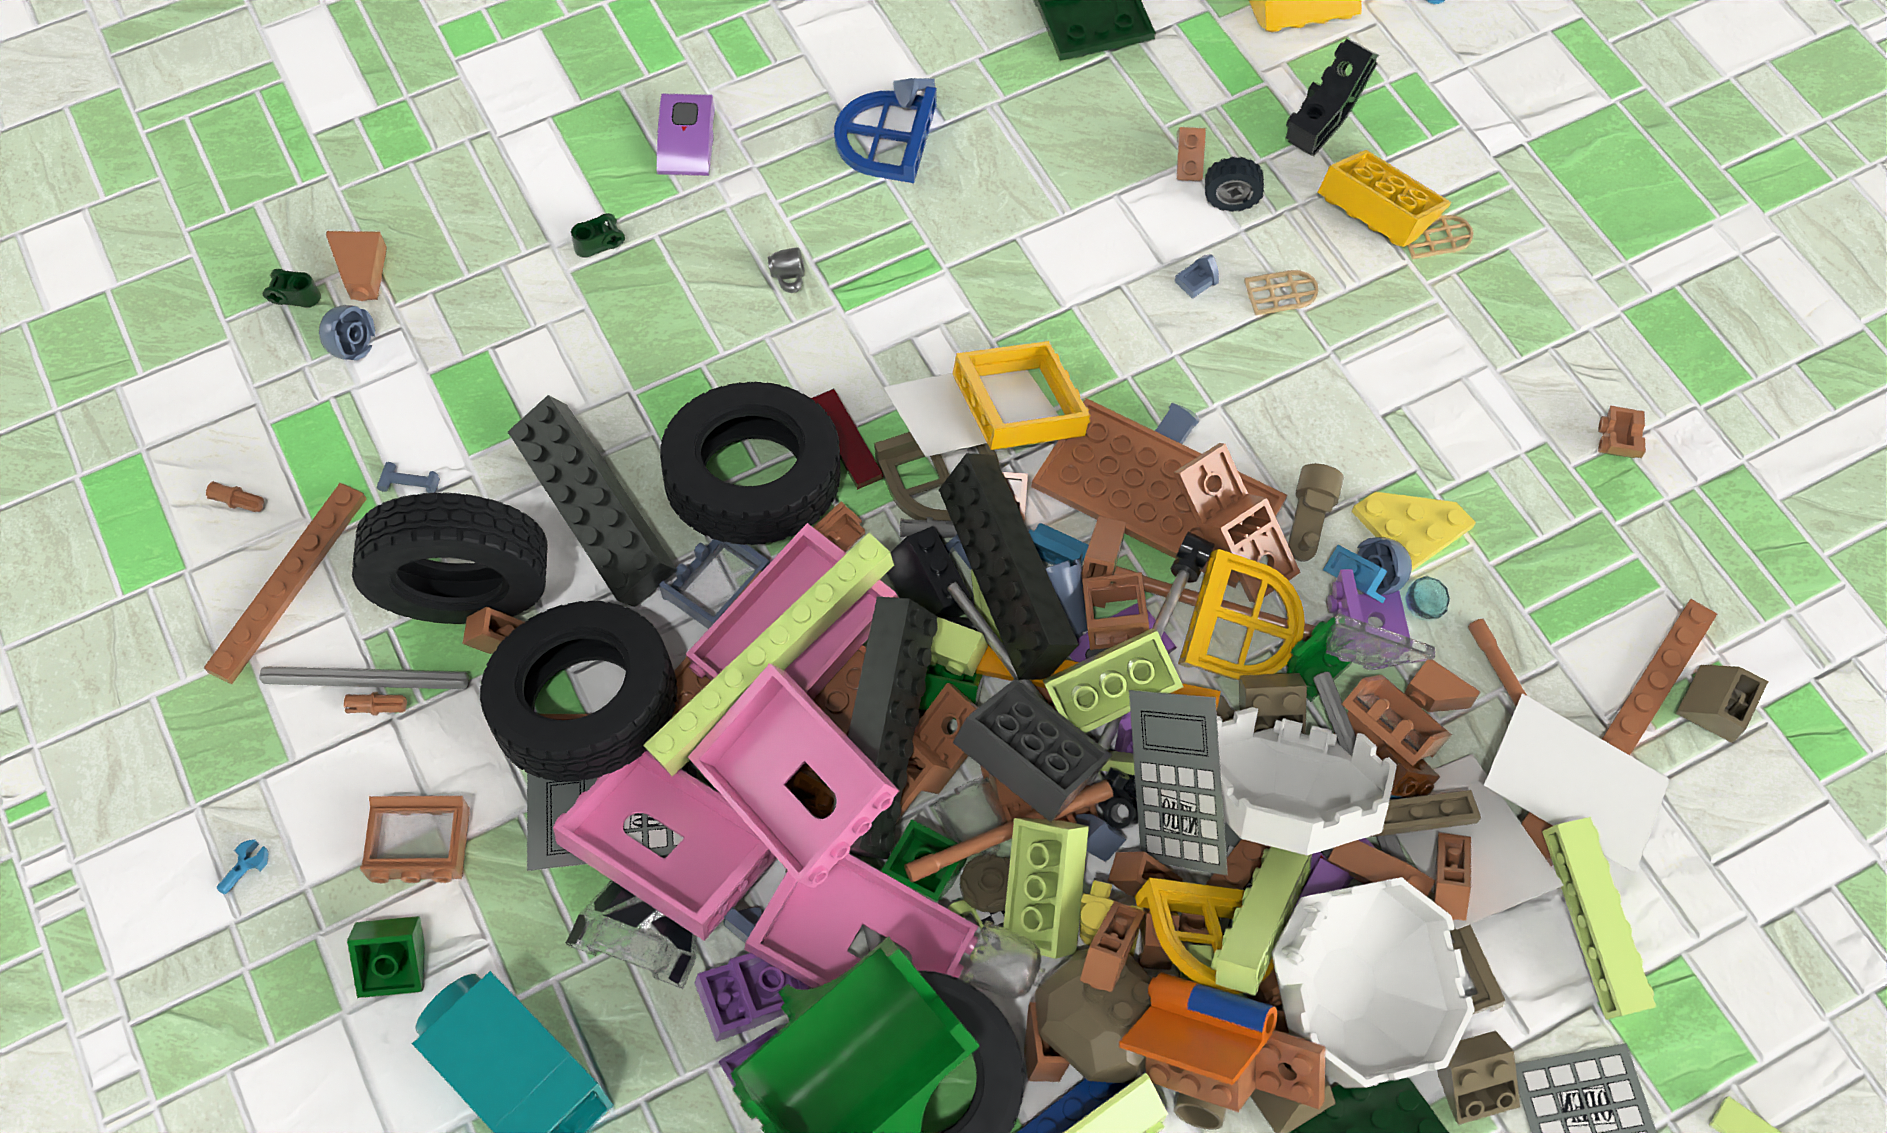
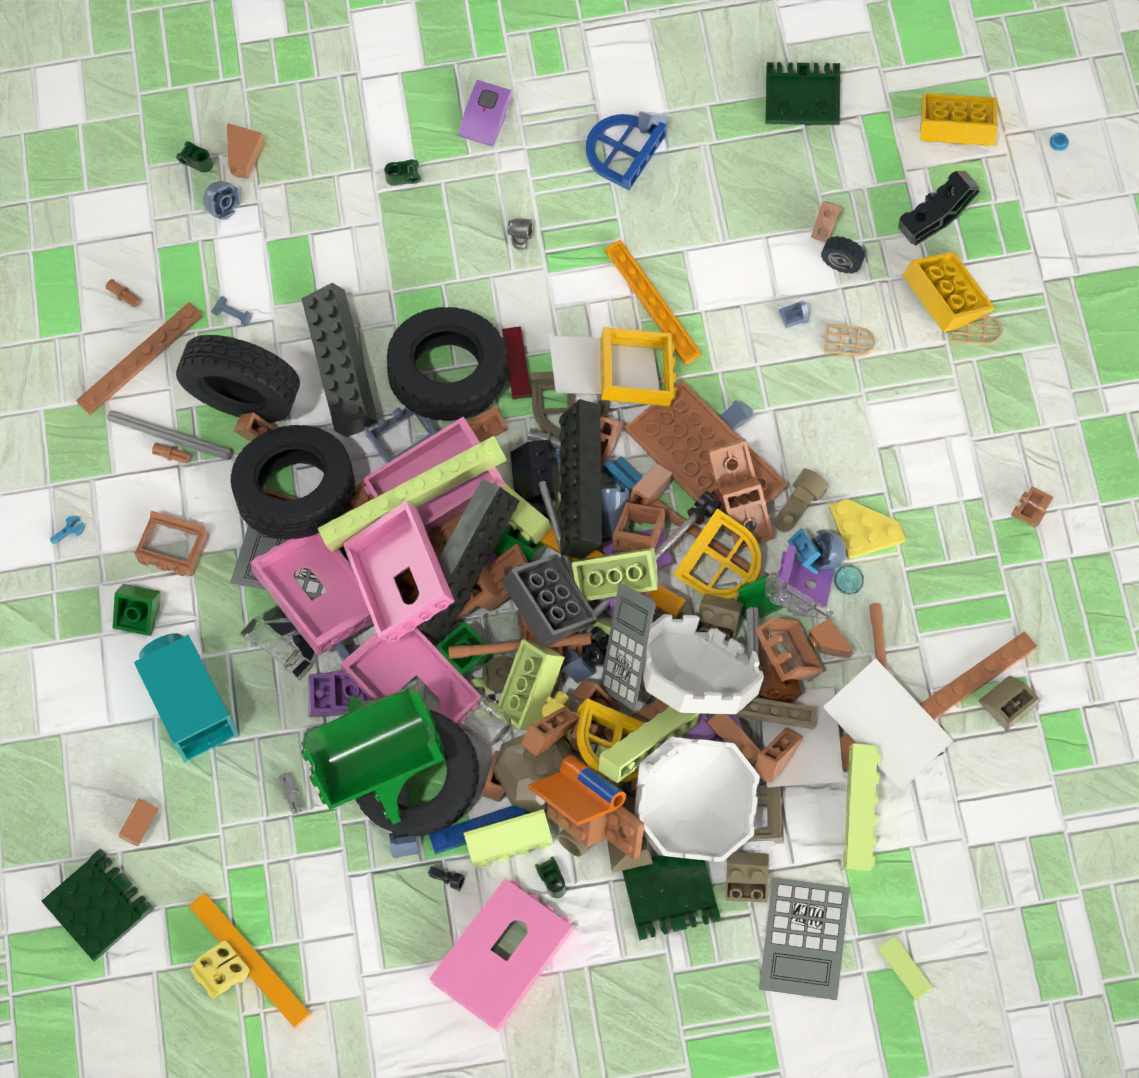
camera: 25 degrees right, 5 degrees up
(999, 309) = (652, 301): none -> light orange tile

